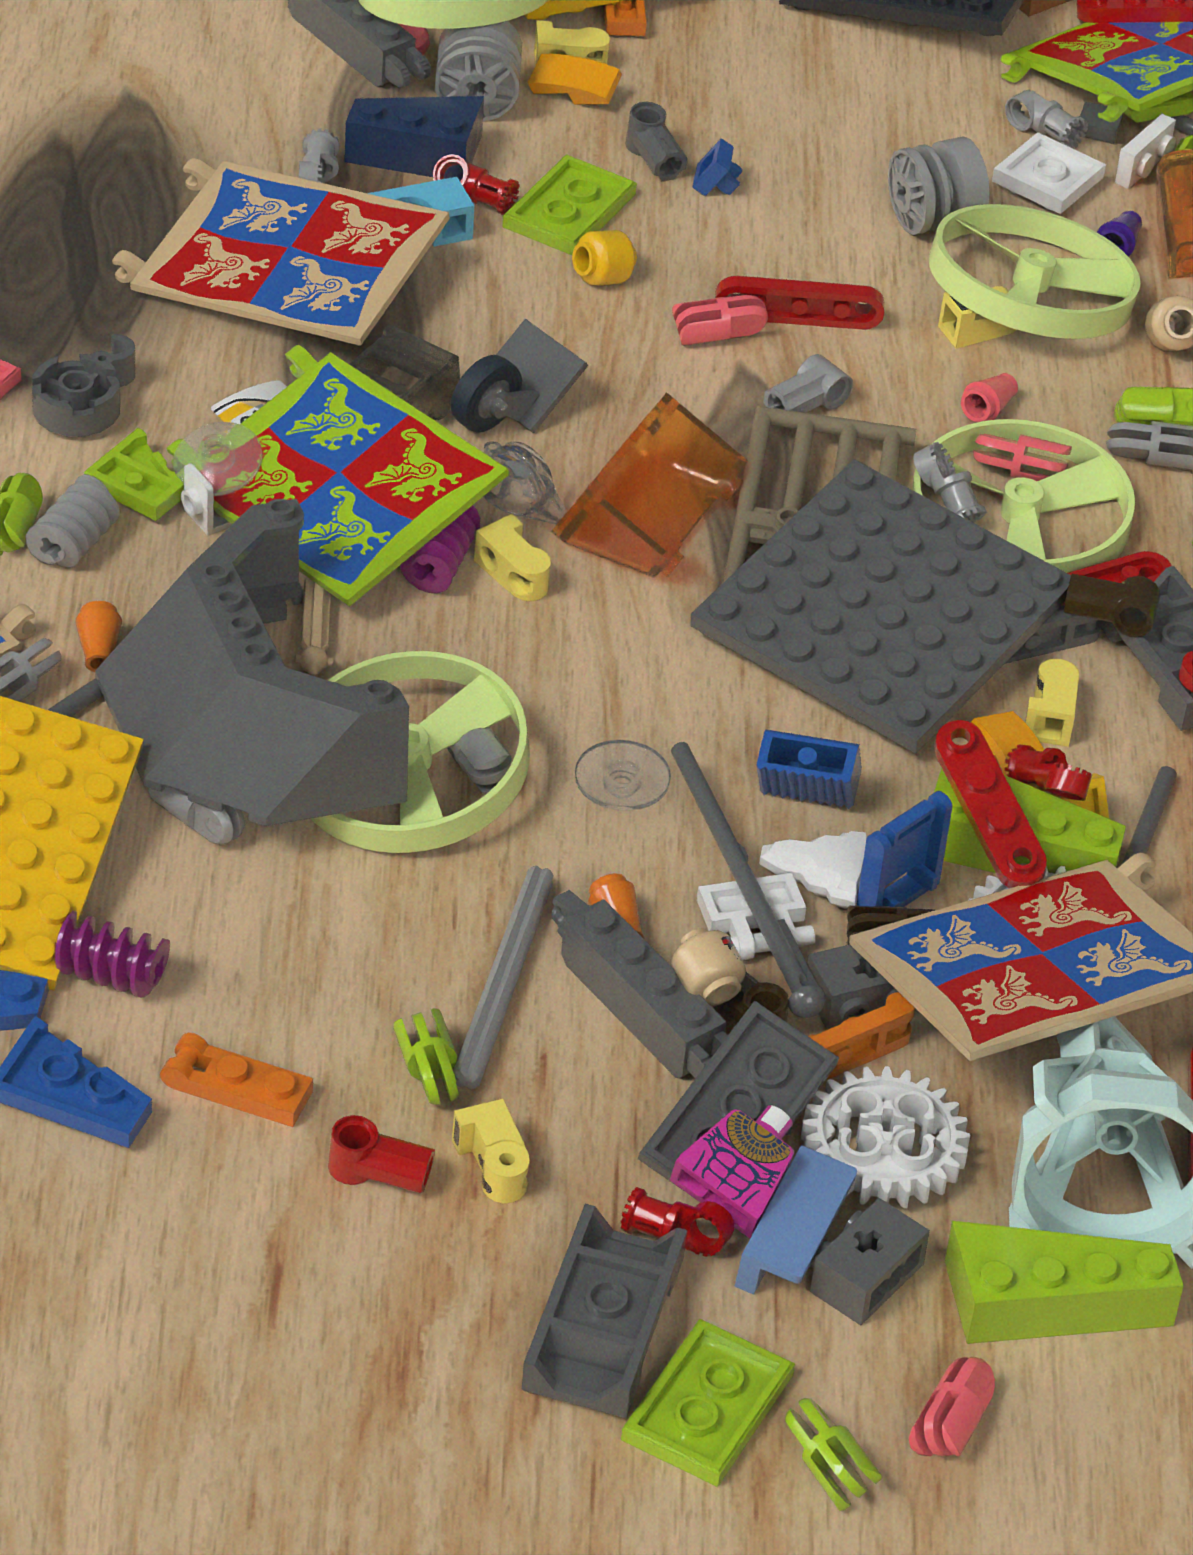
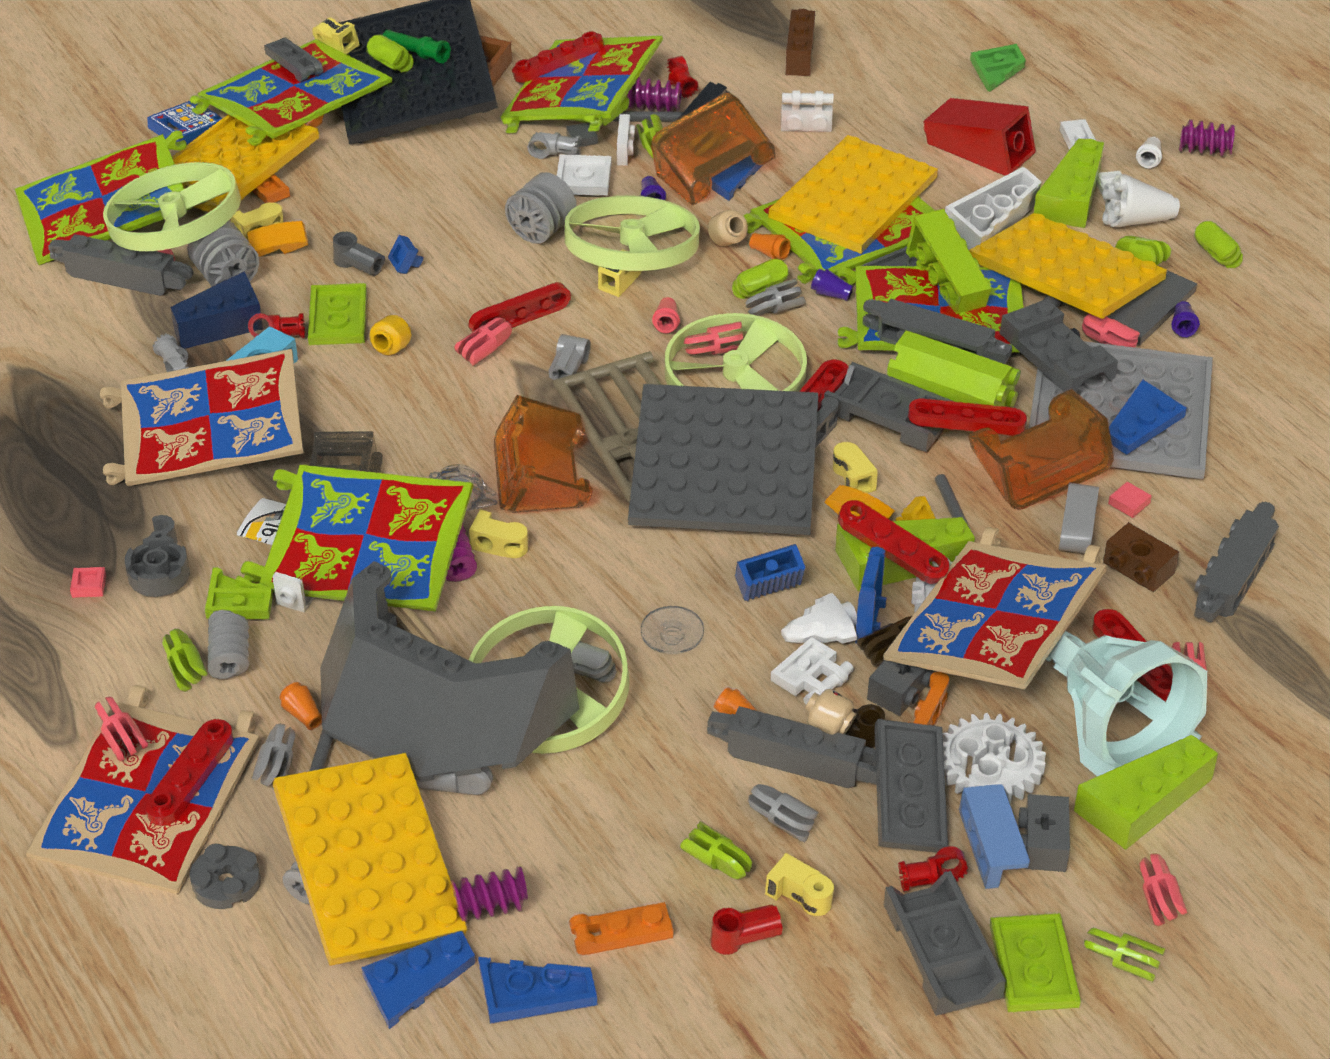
camera: 30 degrees left, 0 degrees up
(223, 453) = (294, 563): clear dish -> none
(503, 978) = (709, 779): light grey axle -> none
(517, 382) = (411, 428): dark grey plate -> none
(556, 1055) = (783, 811): none -> light grey arm
(738, 1165) = (945, 818): dark pink torso -> none
(806, 997) = (890, 703): dark grey bar -> none
(952, 487) = (701, 377): light grey connector -> none
(1048, 771) = (899, 507): red connector -> none
(1126, 604) = (856, 394): dark brown piece -> none

